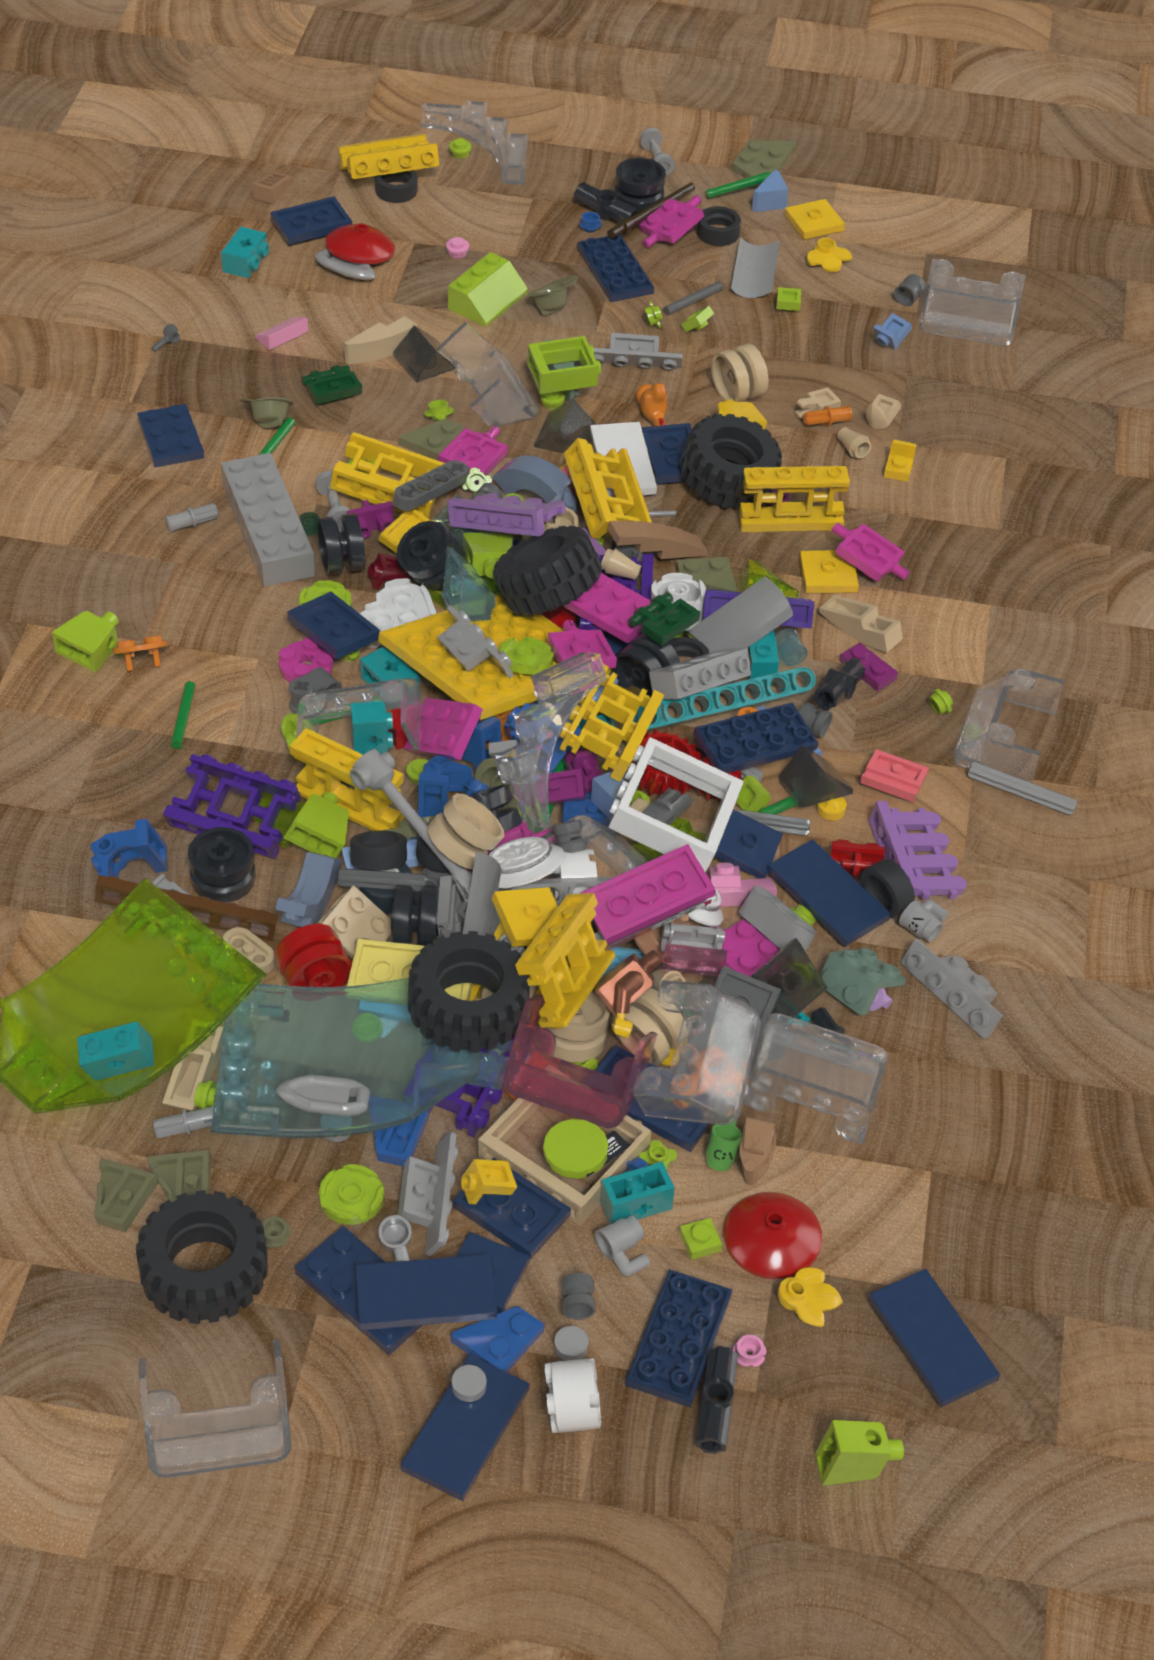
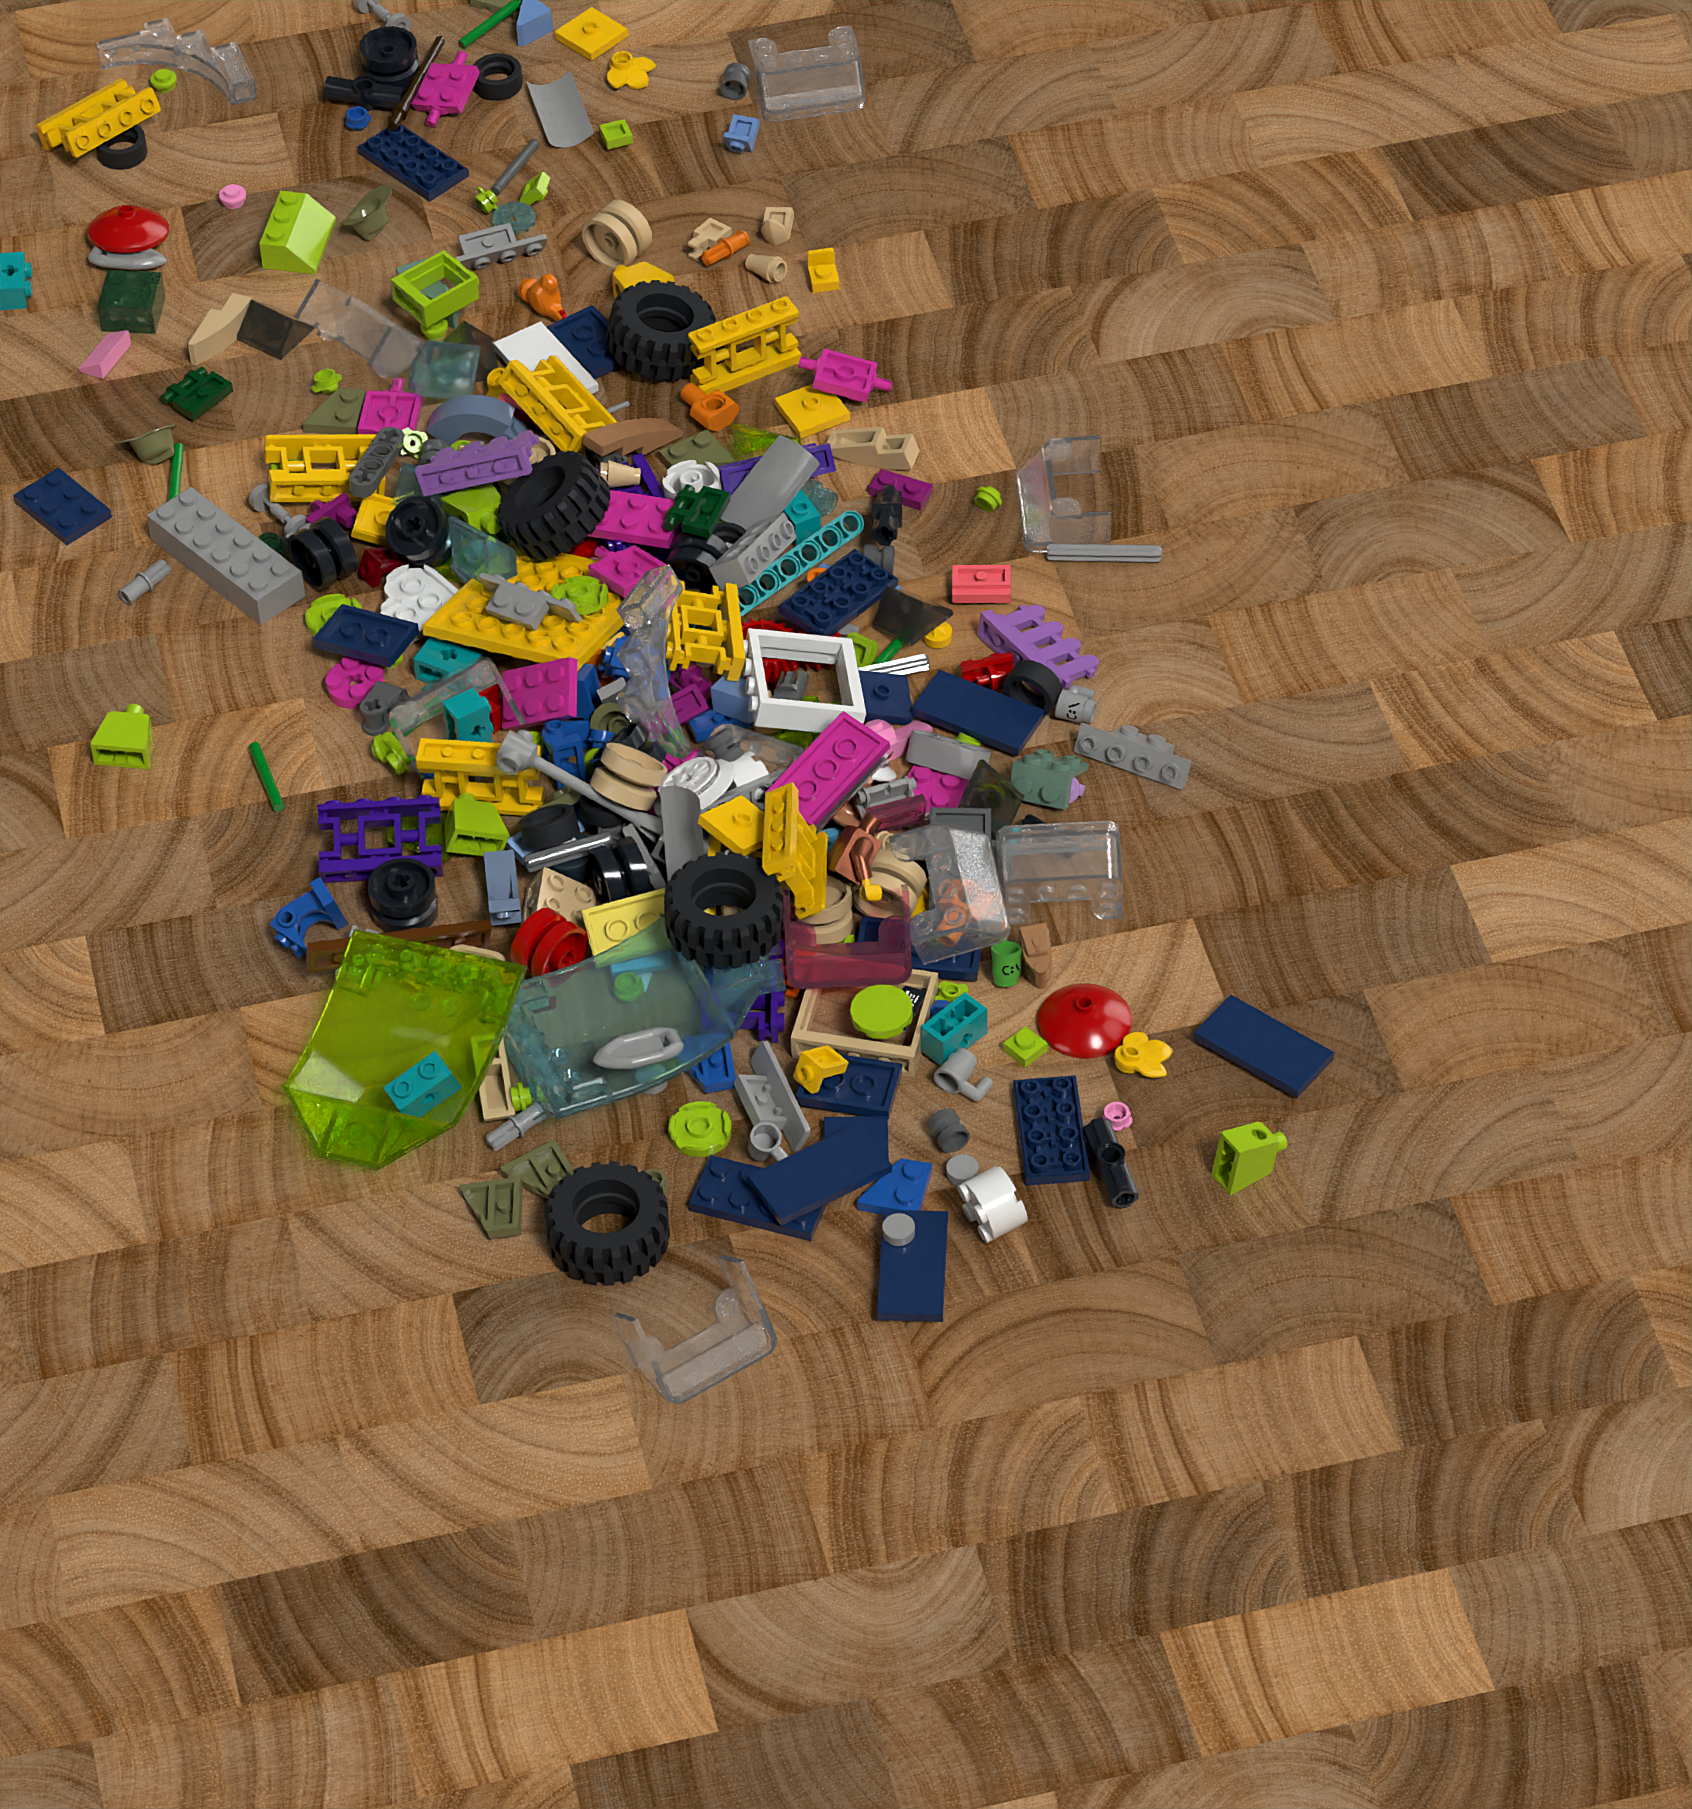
camera: 20 degrees left, 0 degrees up
(150, 644) = (192, 721): orange plate -> none
(310, 220) = (55, 220): dark blue plate -> none
(325, 298) = (131, 301): none -> clear green piece
(534, 431) = (444, 369): none -> clear light blue slope
(678, 333) = (522, 212): none -> clear light blue gear
(739, 541) = (710, 410): none -> orange piece

